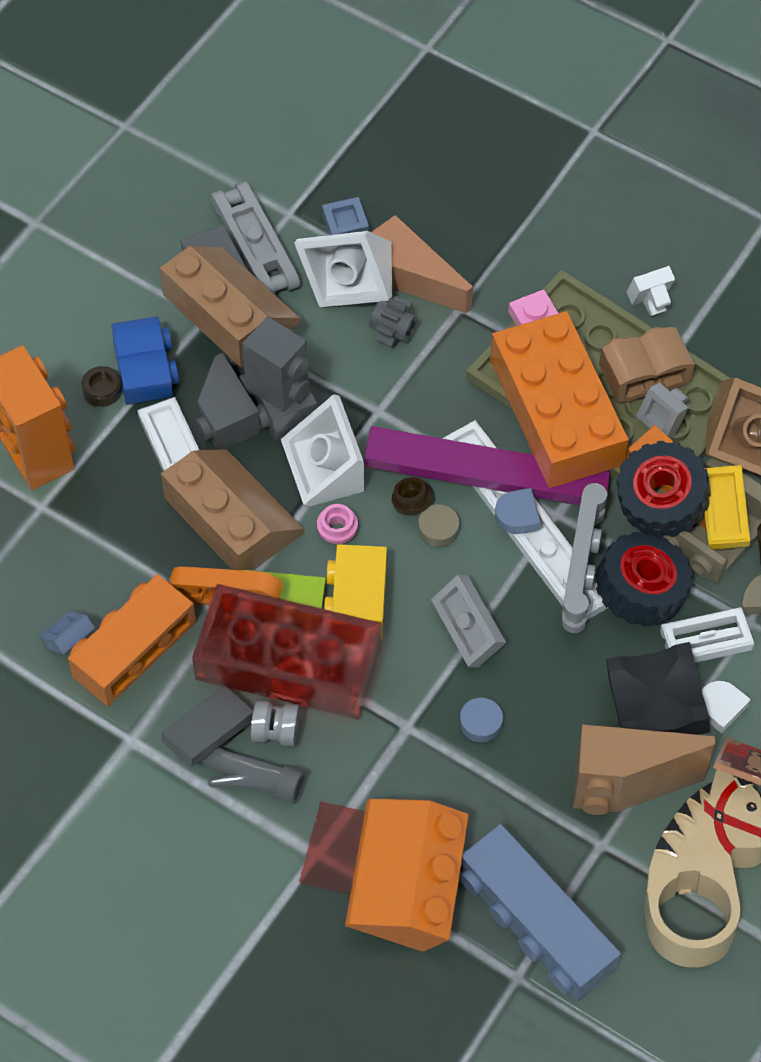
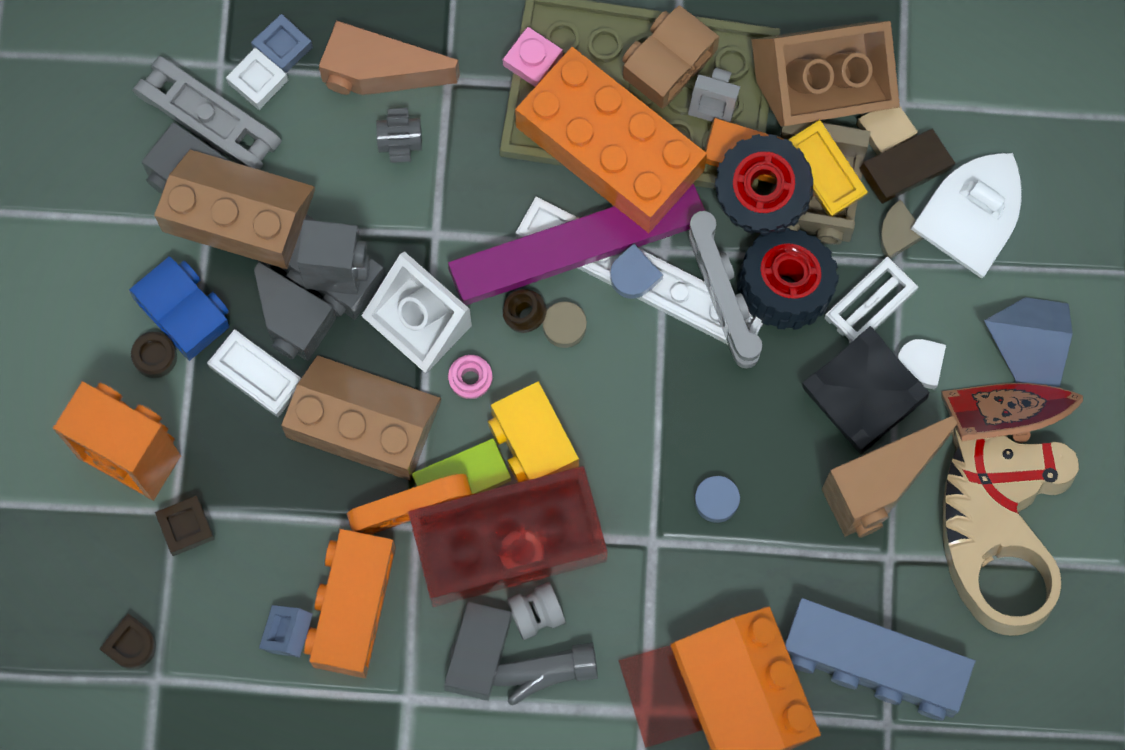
camera: 30 degrees left, 15 degrees up
(41, 516) = (184, 525): none -> dark brown plate
(307, 225) = (257, 78): none -> white plate
(347, 267) = (326, 105): white slope -> none
(468, 621) = (651, 409): light grey plate -> none

